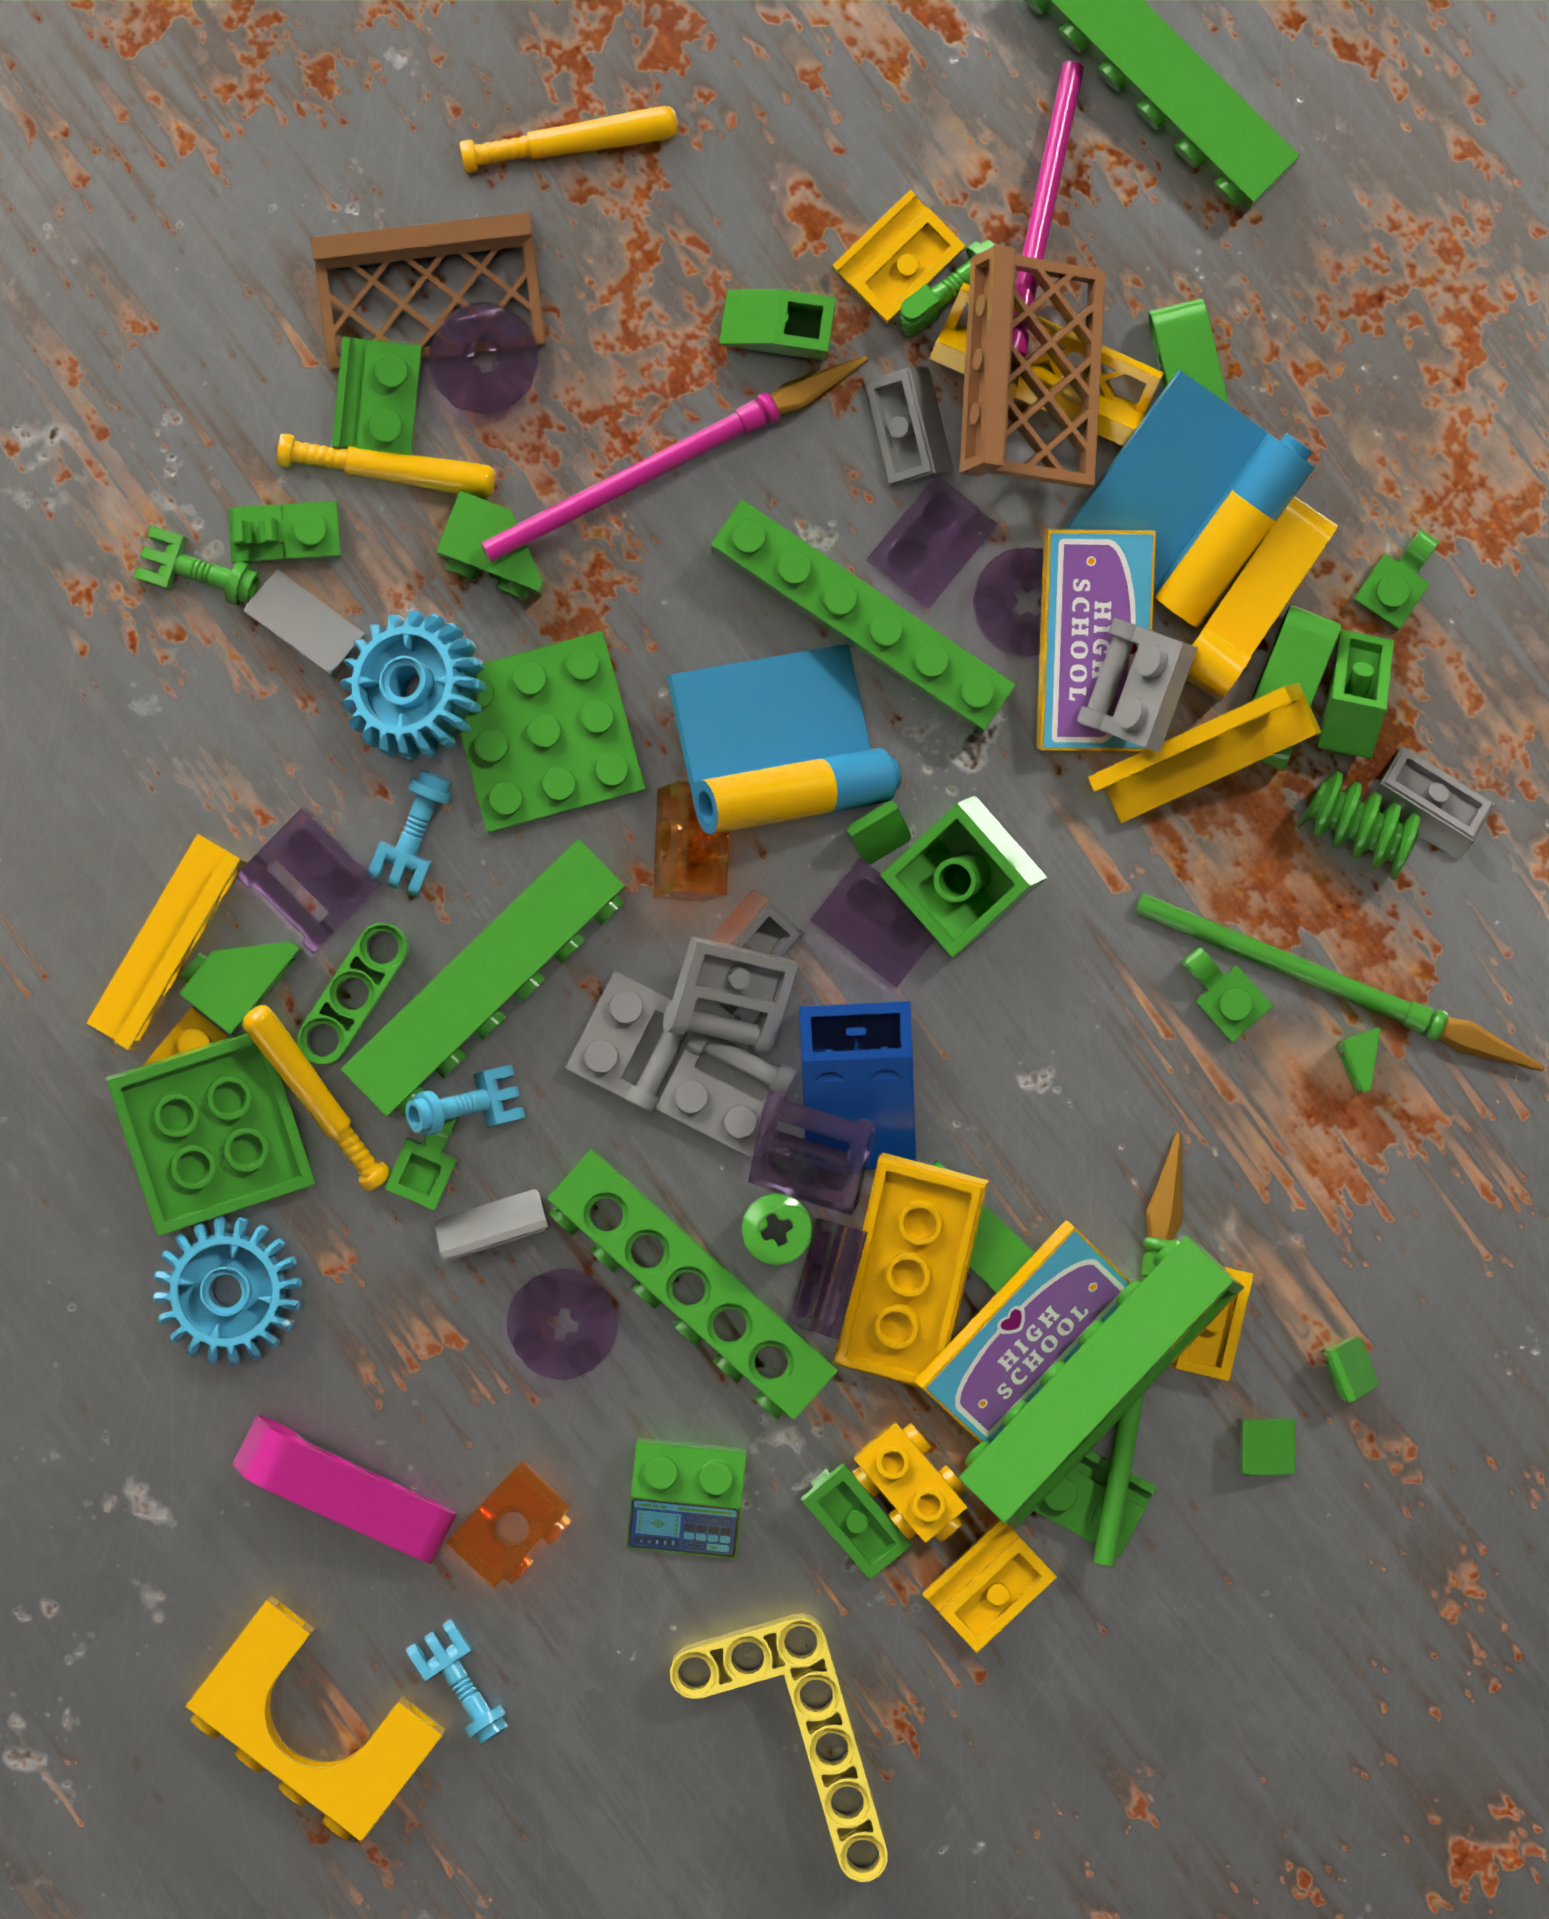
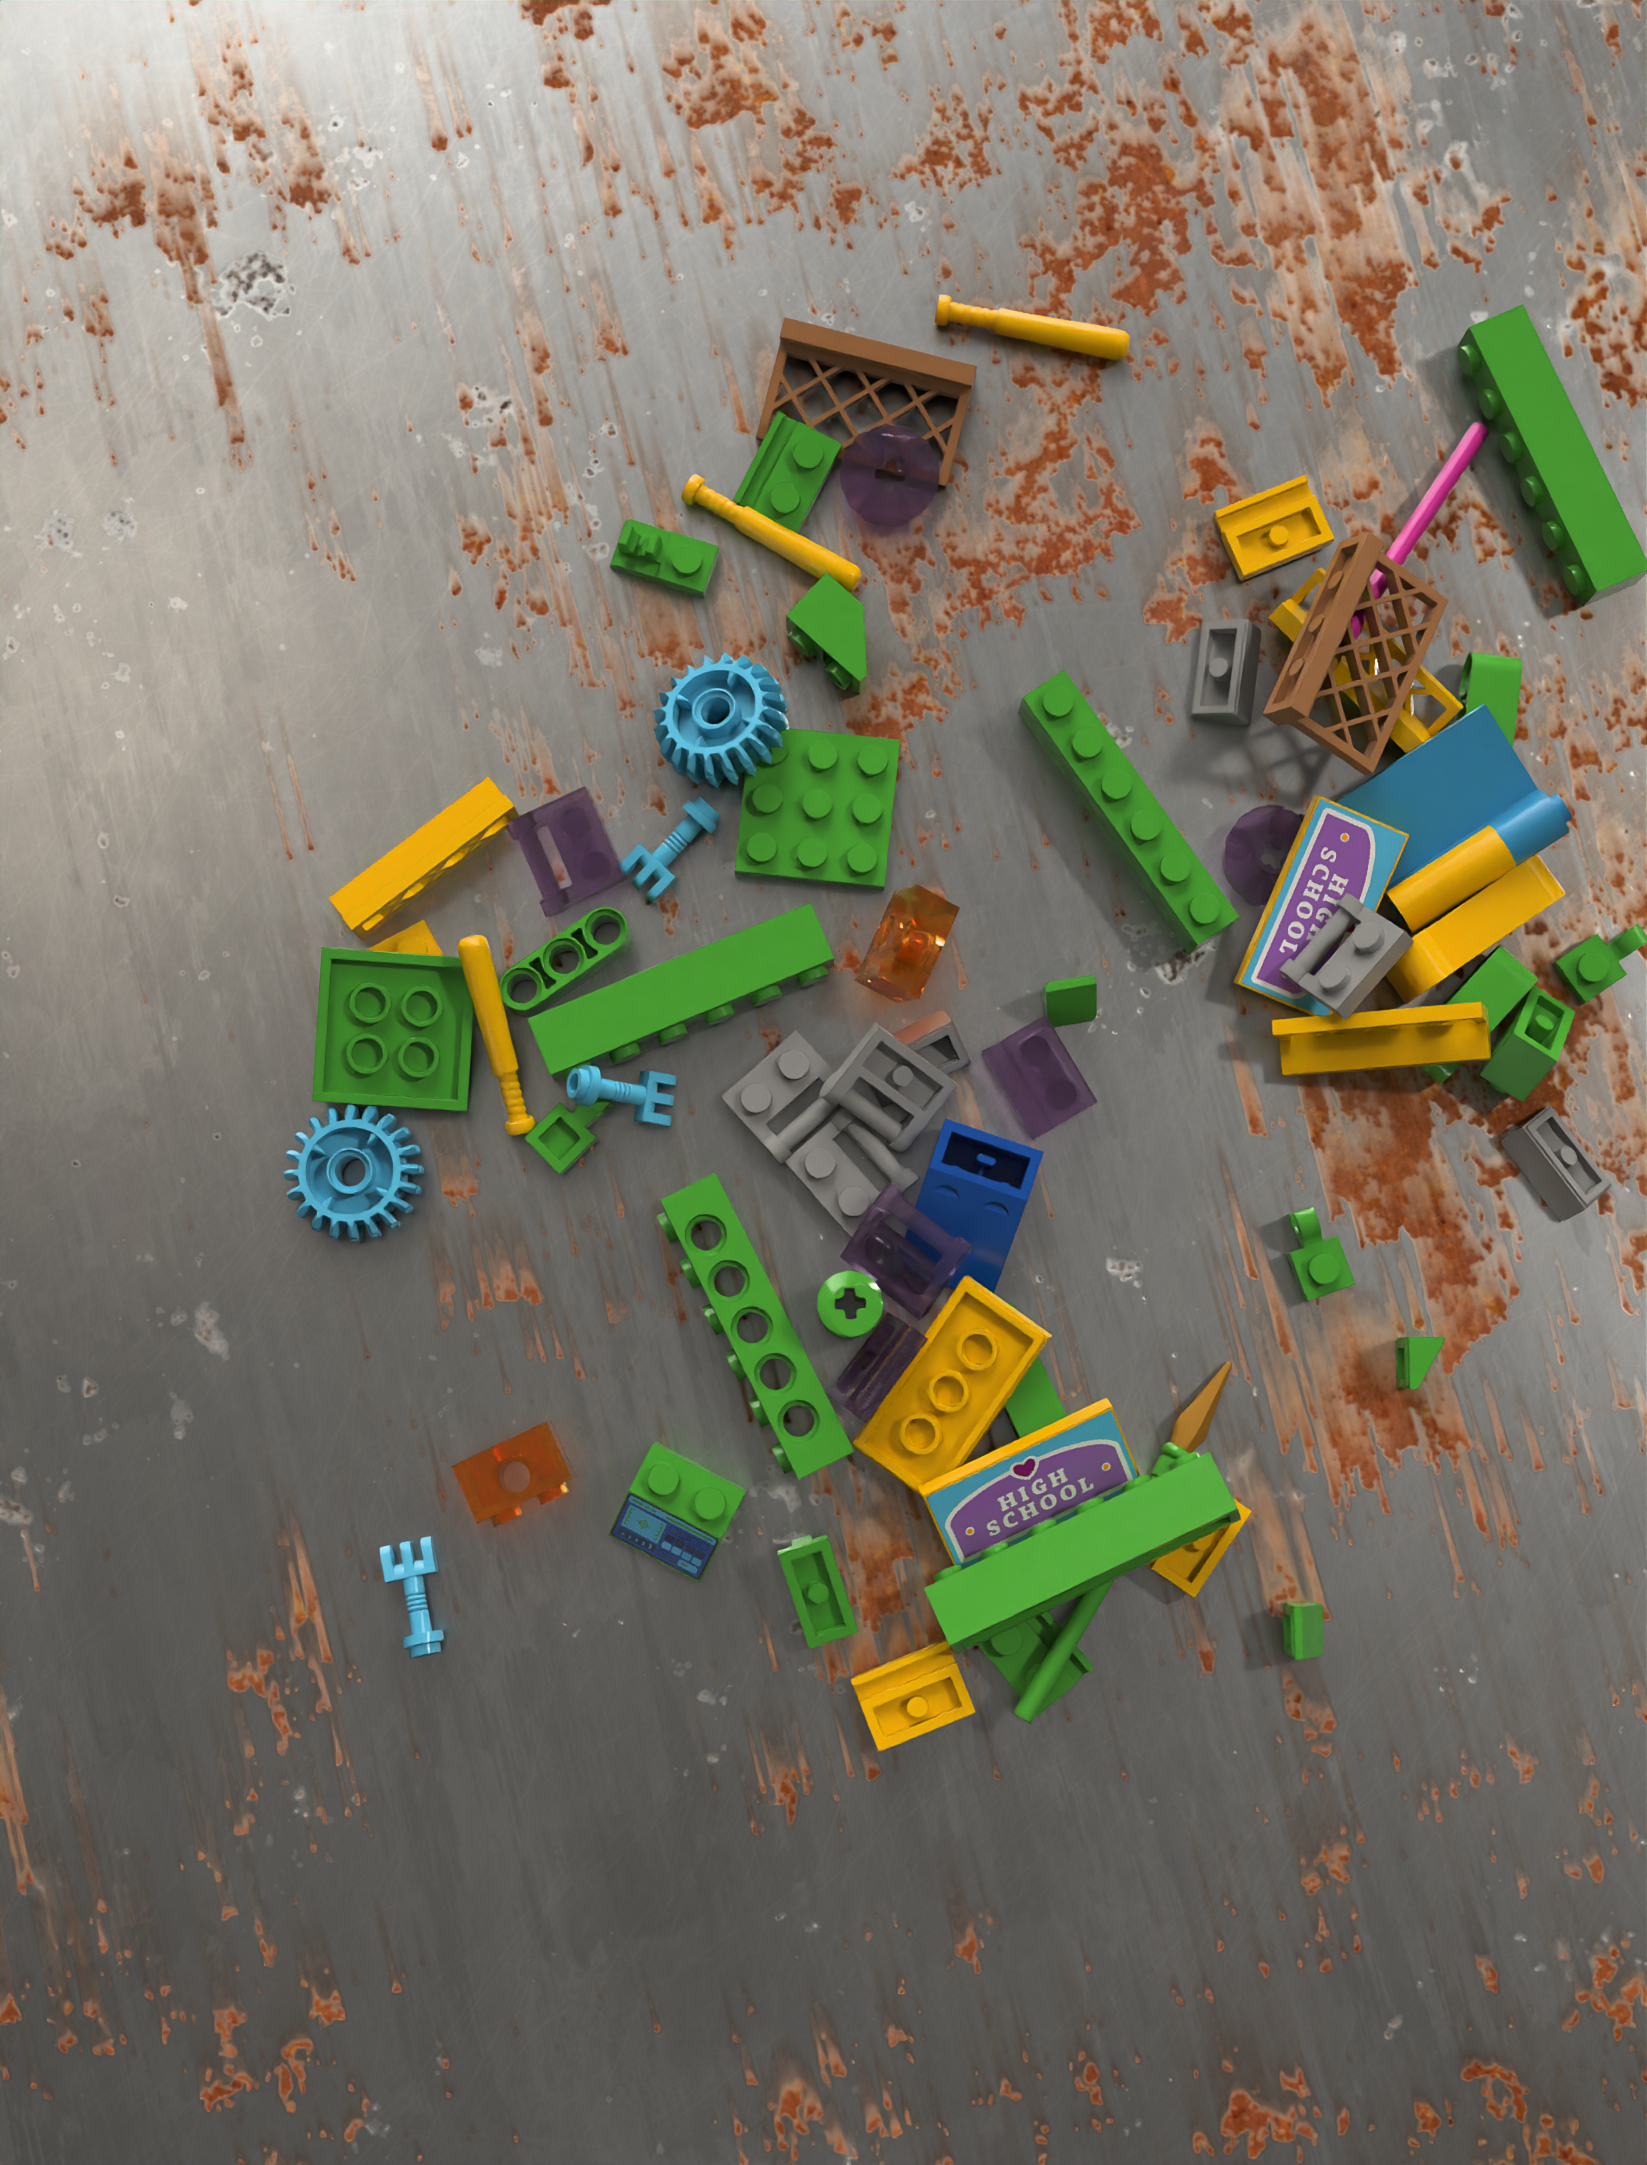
camera: 20 degrees right, 5 degrees down
(236, 980) = (471, 908): bright green slope -> none
(240, 582) = (608, 581): bright green hinge -> none
(304, 622) = (649, 636): light grey slope -> none
(342, 1490) = (381, 1386): dark pink beam -> none
(347, 1790) = (213, 1540): yellow arch -> none
(491, 1225) = (603, 1207): light grey slope -> none
(545, 1297) = (625, 1287): clear purple plate -> none
(746, 419) = (1090, 612): dark pink piece -> none
(778, 322) = (1153, 540): bright green slope -> none
(778, 740) = (1014, 885): dark azure door -> none
(812, 1721) = (710, 1756): light yellow beam -> none
(923, 306) = (1279, 572): bright green hinge -> none
(923, 1498) = (885, 1593): yellow brick -> none
(932, 542) = (1210, 774): clear purple plate -> none
(963, 875) = (1129, 1064): bright green slope -> none
(1266, 1446) = (1204, 1669): bright green slope -> none
(1362, 823) = (1494, 1155): bright green piece -> none
(1459, 1034) = (1508, 1372): bright green piece -> none

